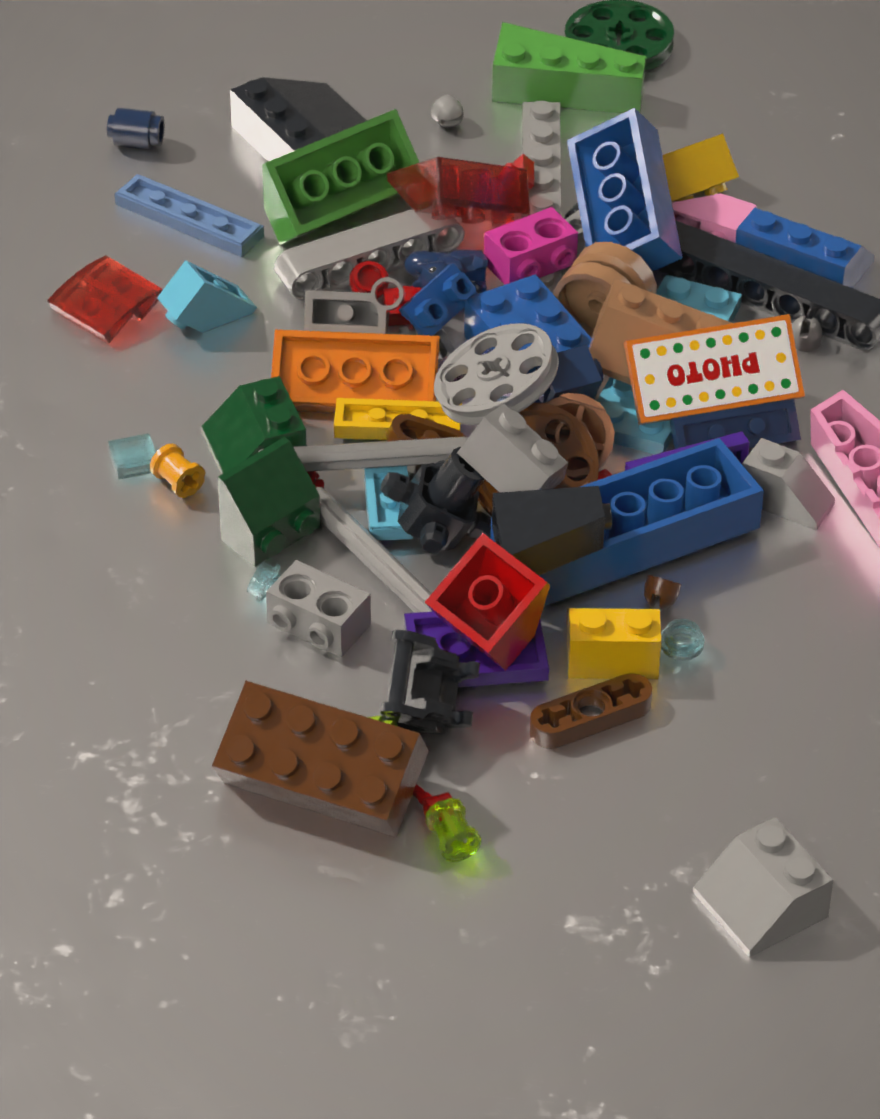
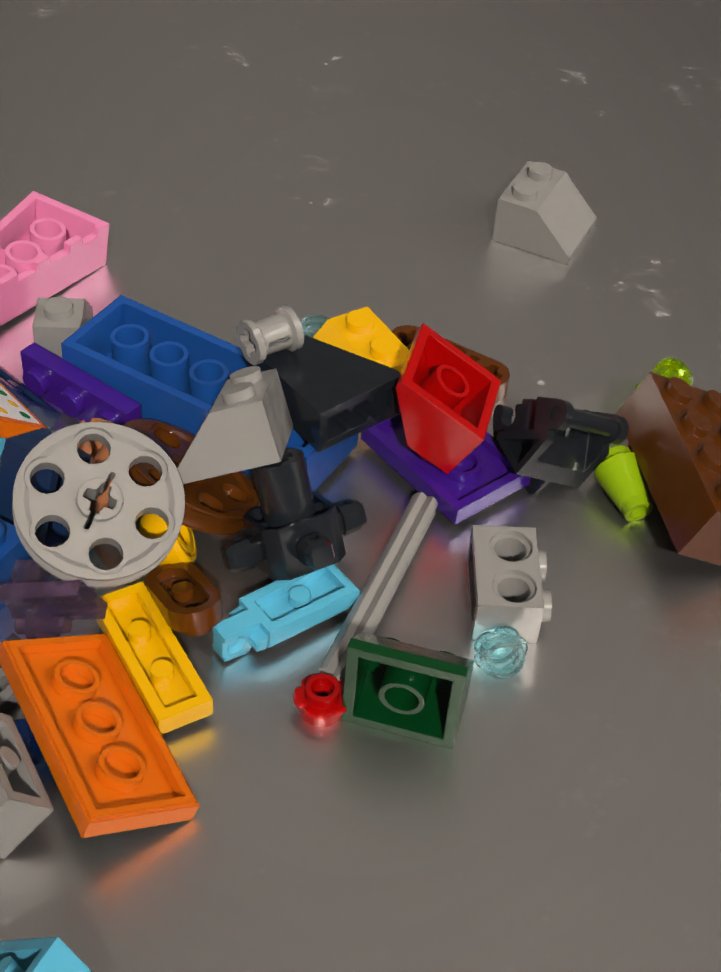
camera: 125 degrees left, 0 degrees up
(131, 455) = (393, 915): clear light blue tile -> none
(172, 466) = (398, 830): light orange bush -> none
(251, 421) = (274, 779): dark green slope -> none
(377, 454) = (269, 632): light grey axle -> none
(582, 486) = (270, 335): none -> light grey bush

